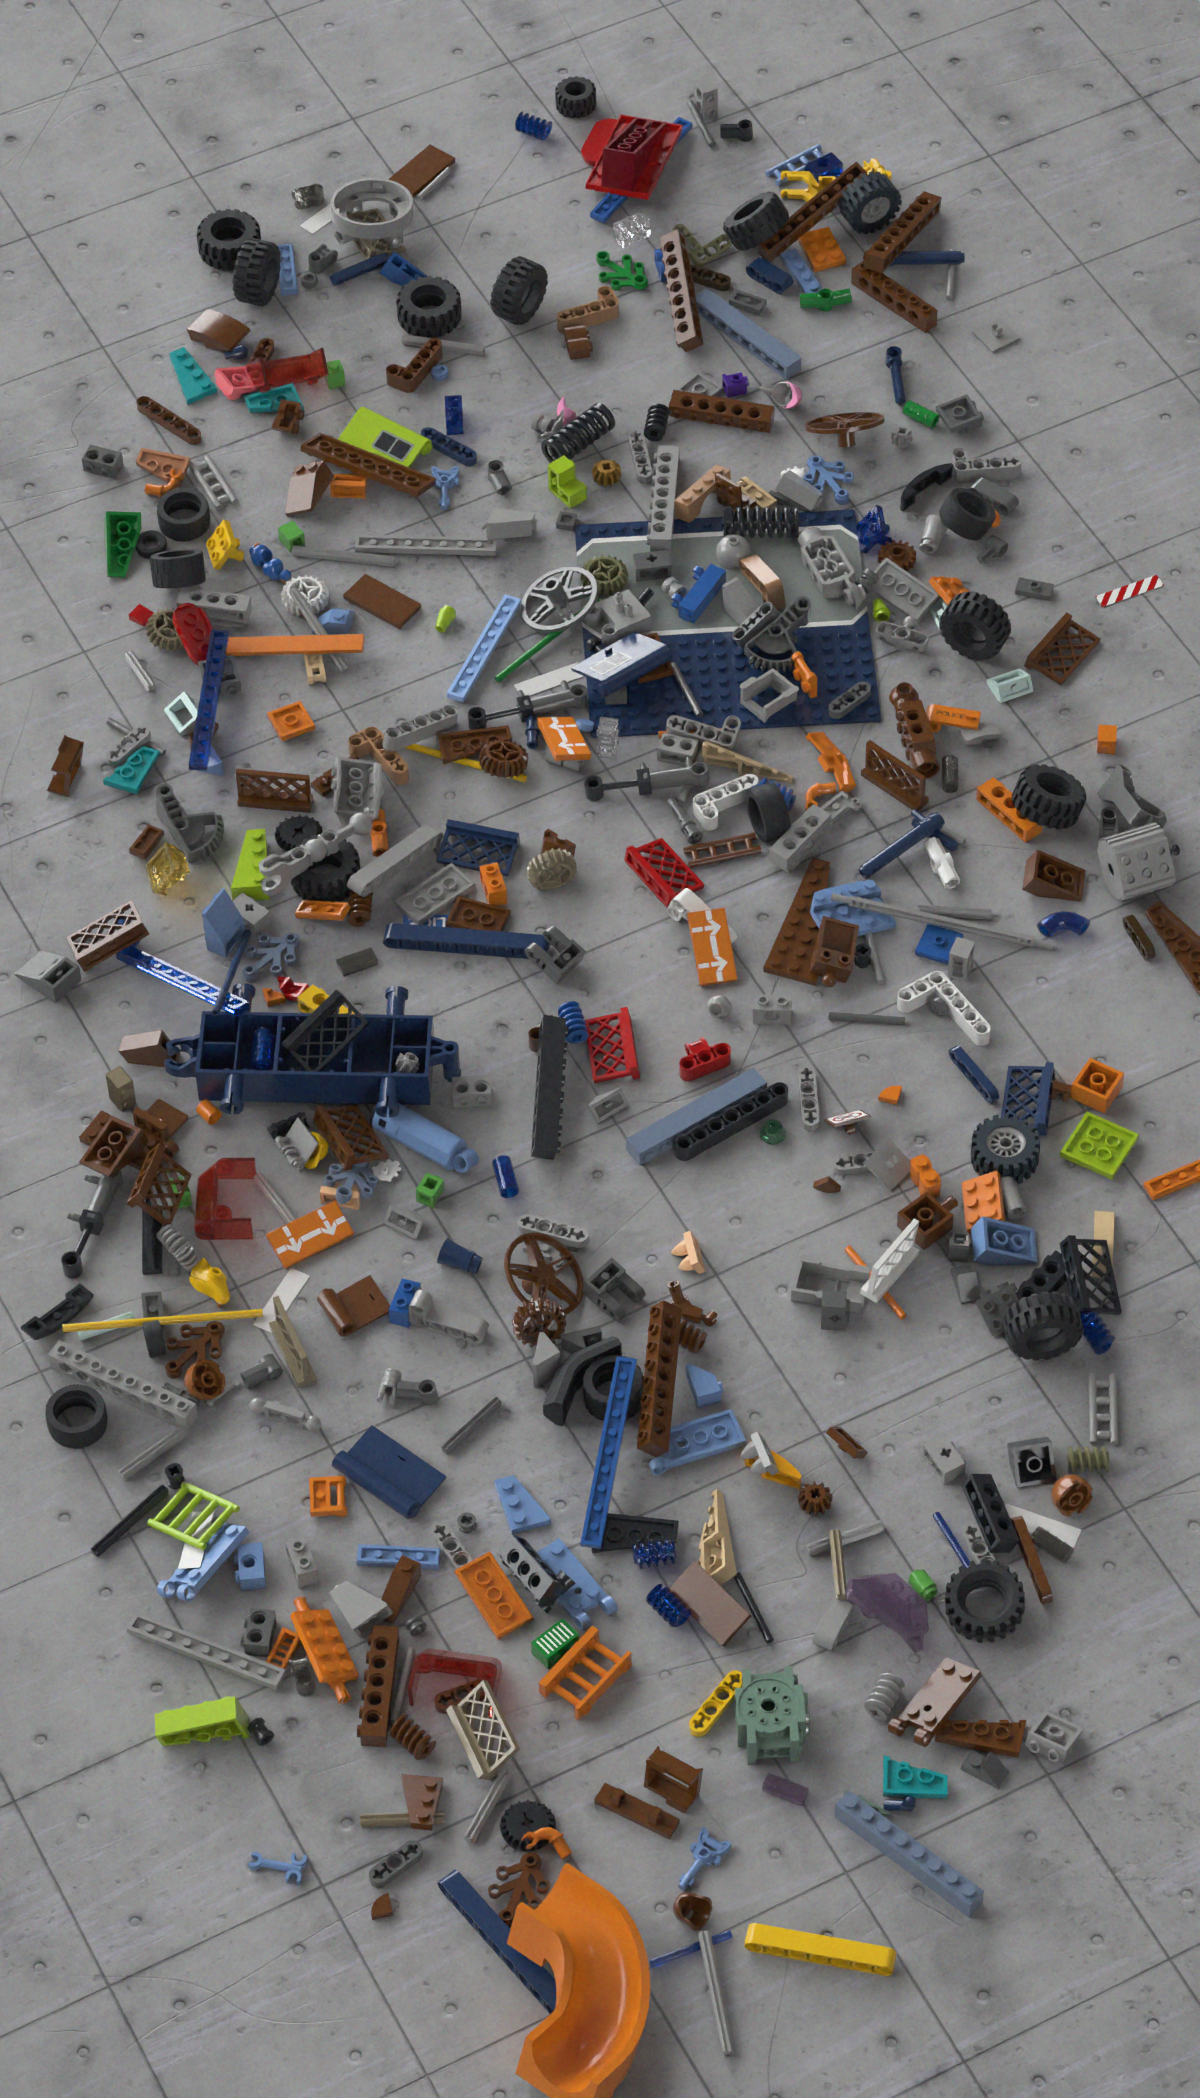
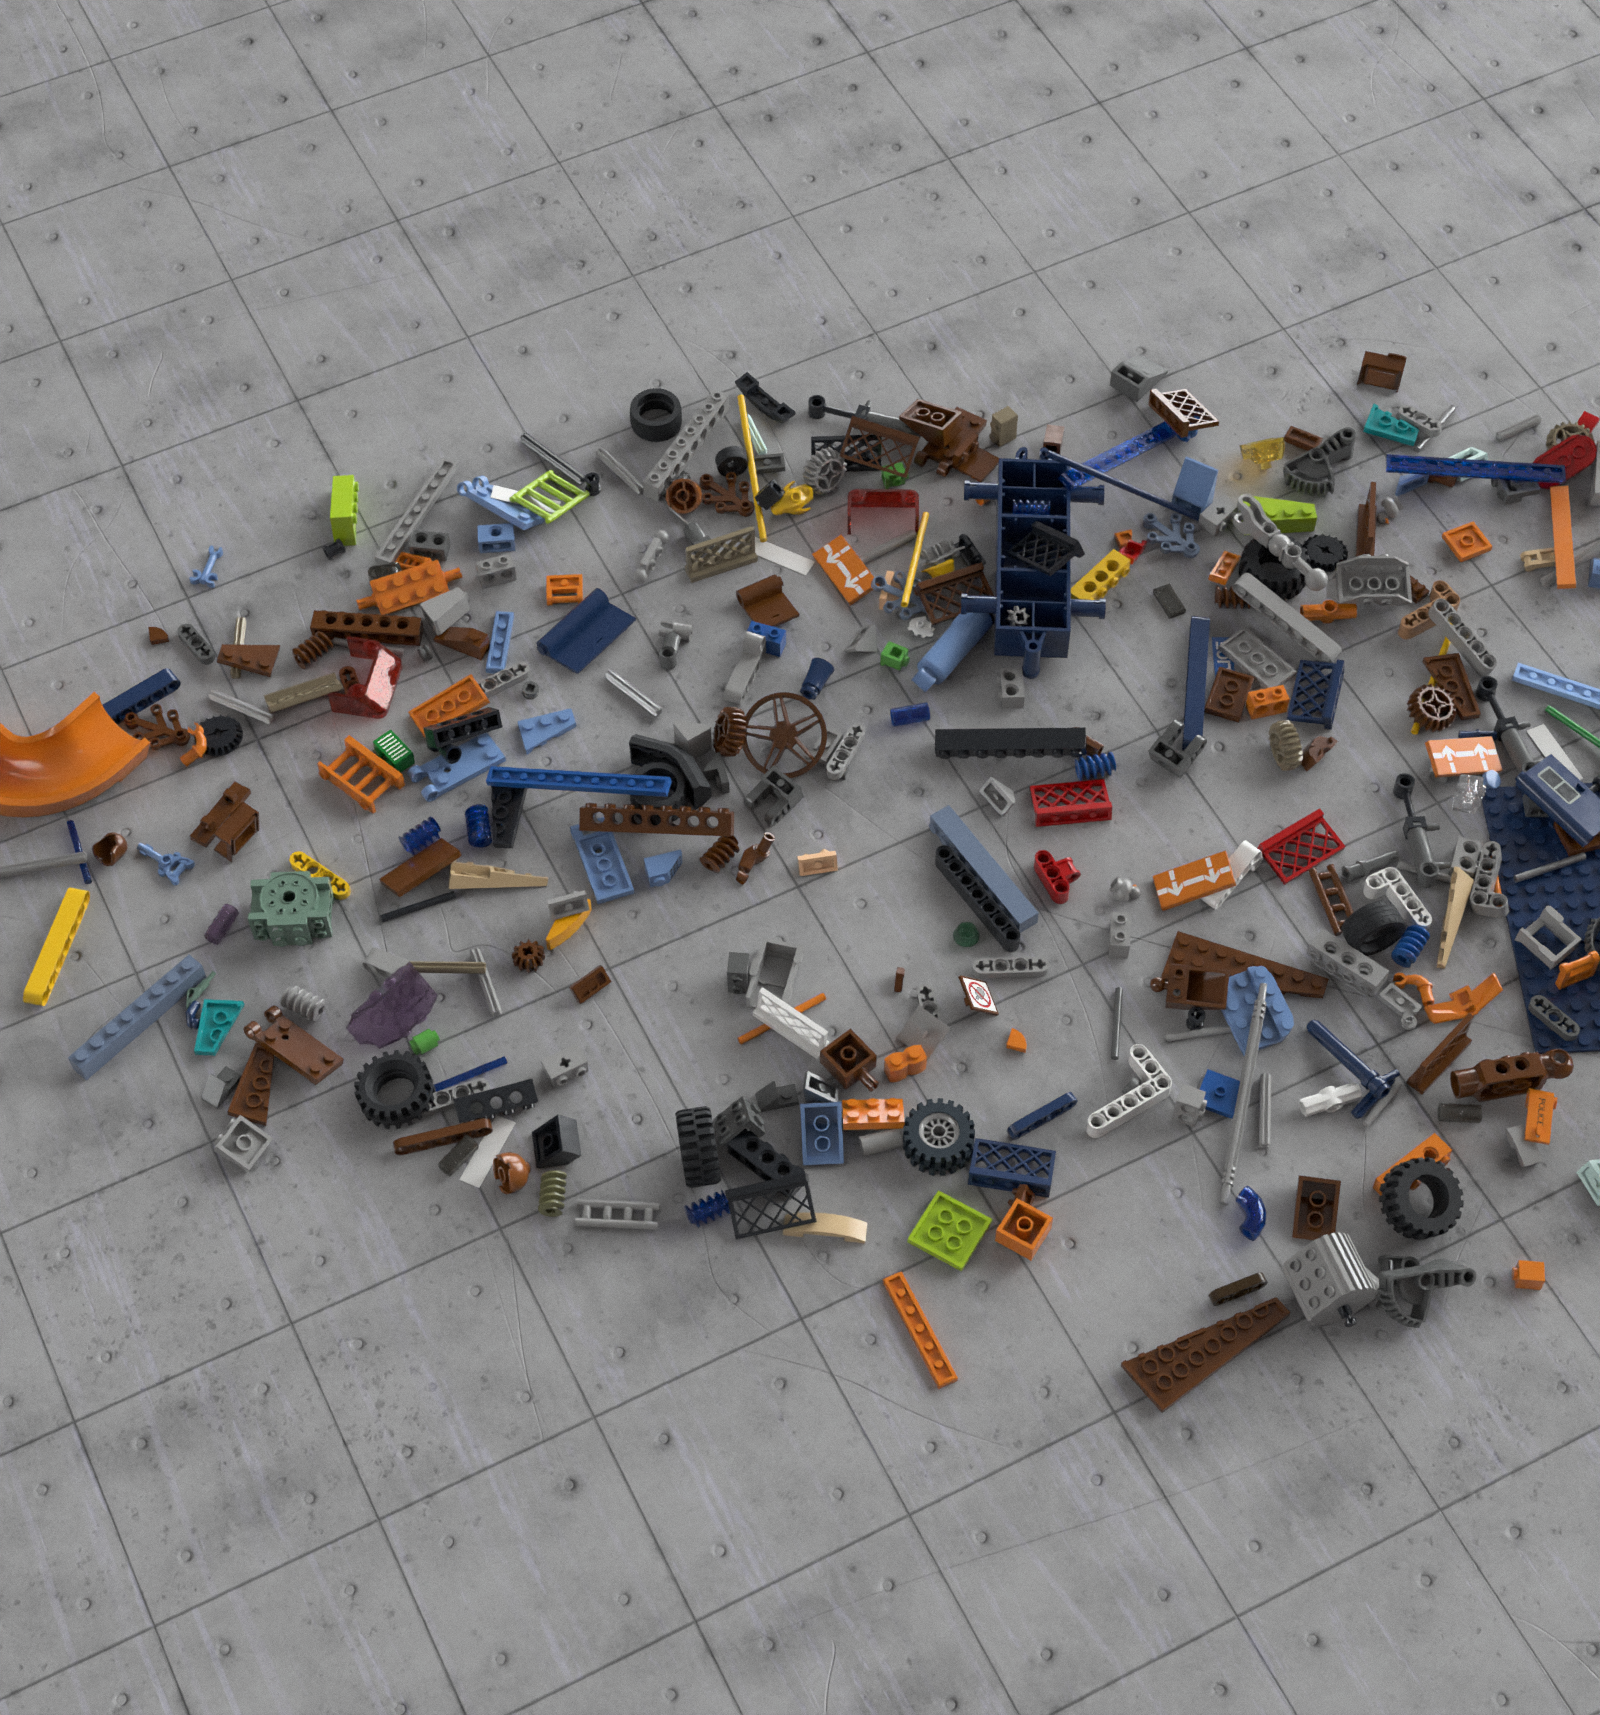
camera: 90 degrees right, 5 degrees up
(212, 1297) = (769, 495): none -> black brick
(317, 1166) = (915, 558): none -> yellow piece

